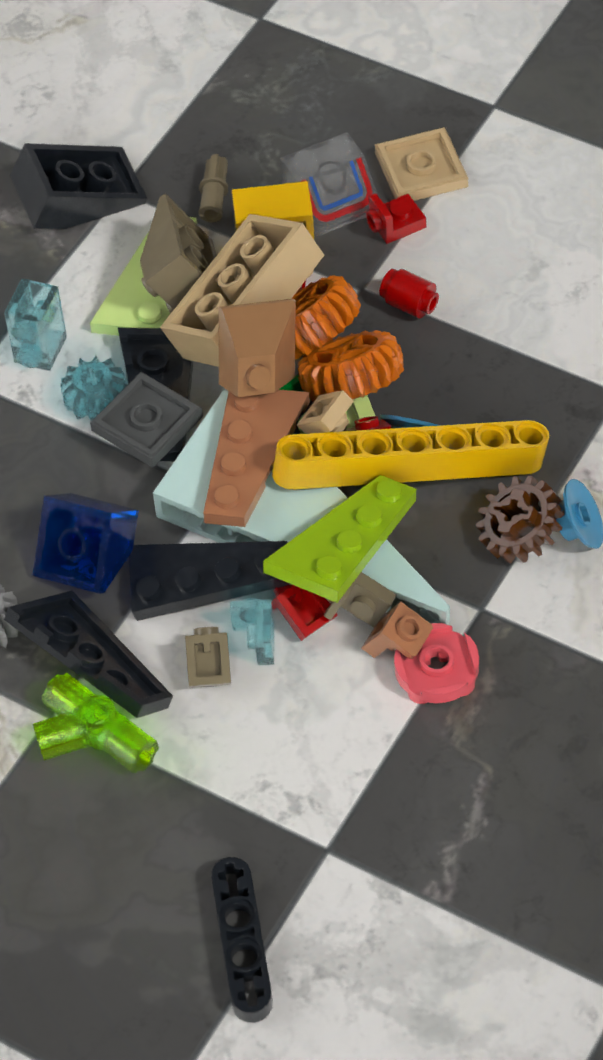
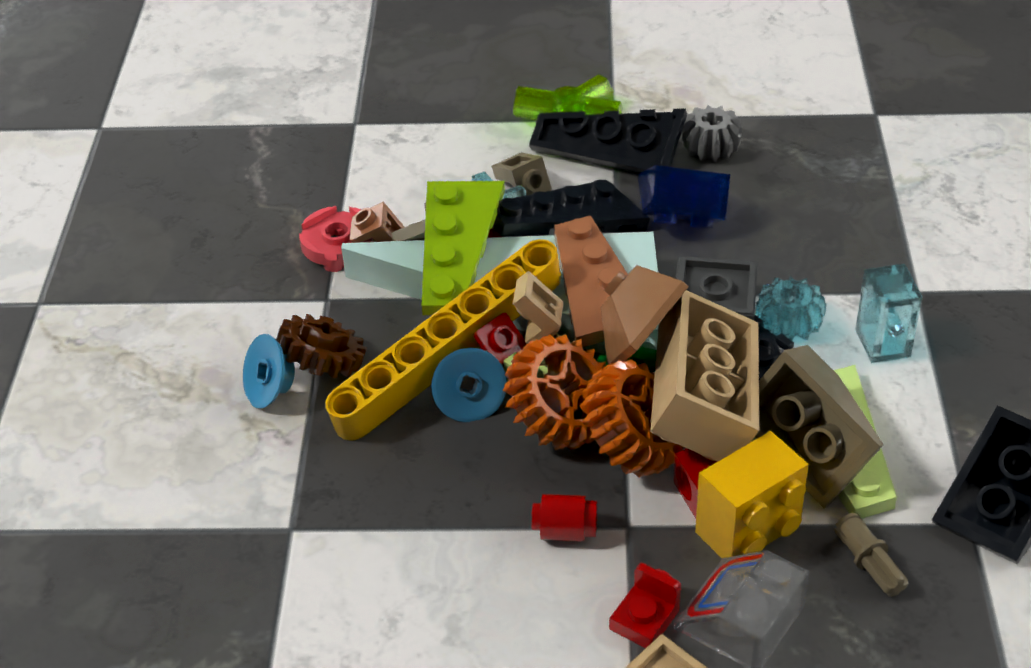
camera: 150 degrees right, 10 degrees down
(241, 938) = (357, 39): black beam -> none

